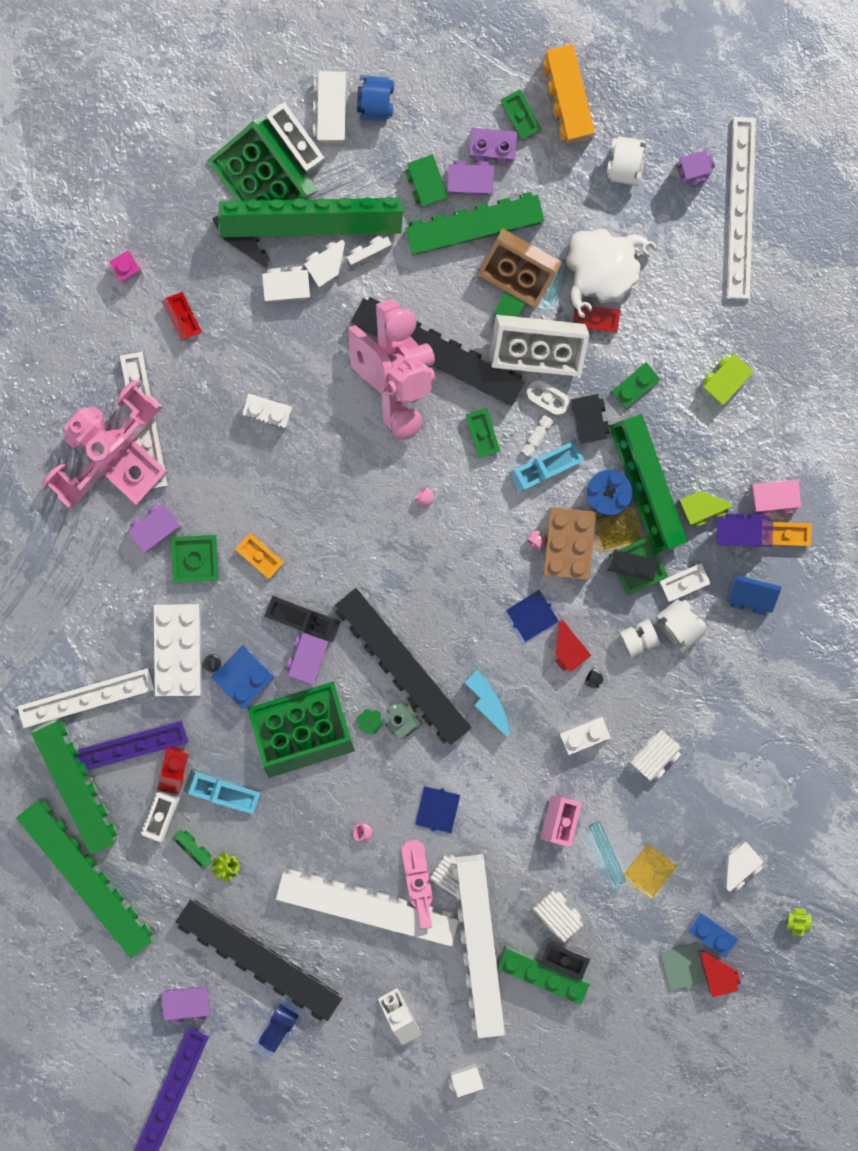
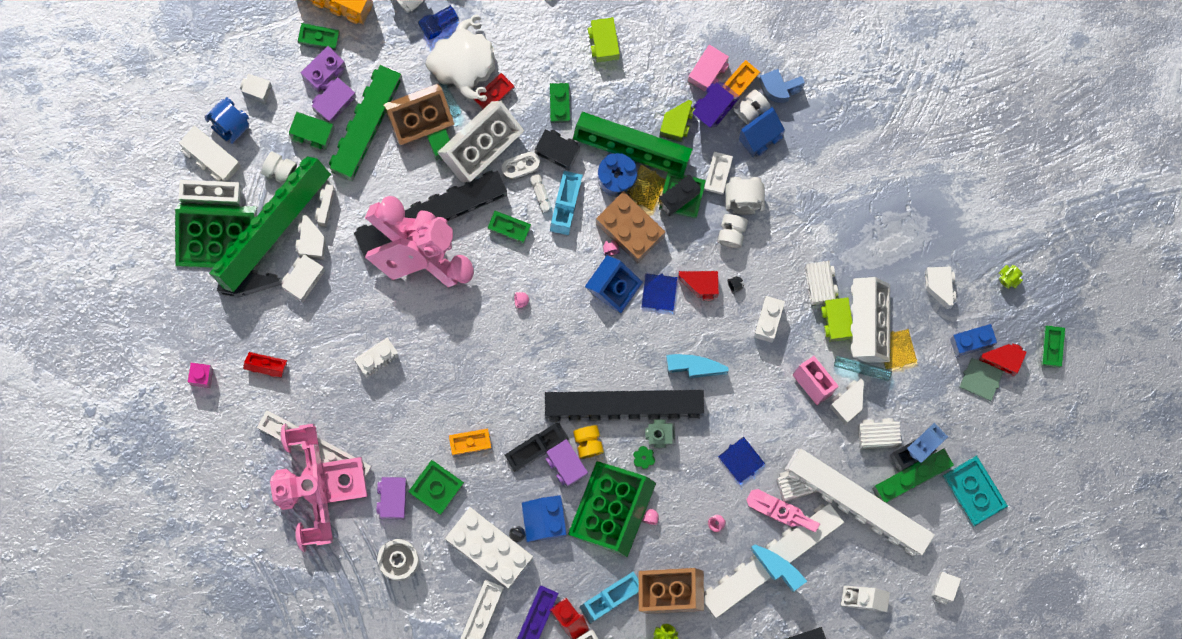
camera: 55 degrees left, 10 degrees down
(91, 572) = (392, 550): none -> white brick
(267, 842) = (671, 590): none -> medium nougat brick
(321, 769) = (651, 517): none -> bright pink hinge
(343, 661) = (588, 442): none -> yellow wheel
(363, 921) = (777, 567): none -> medium azure slope
(368, 180) = (277, 167): none -> white wheel
(426, 98) = (255, 88): none -> white brick
(505, 569) = (614, 283): none -> blue slope
(566, 867) = (850, 403): none -> white slope
(575, 1039) = (975, 491): none -> teal tile
(578, 967) = (927, 443): none -> medium blue brick
(617, 211) = (434, 24): none -> clear blue piece
(633, 797) = (838, 319): none -> lime brick
(655, 828) = (870, 320): none -> white brick
(762, 565) = (747, 112): none -> white wheel
(764, 1009) = (1053, 346): none -> green plate
(806, 574) = (776, 89): none -> medium blue brick

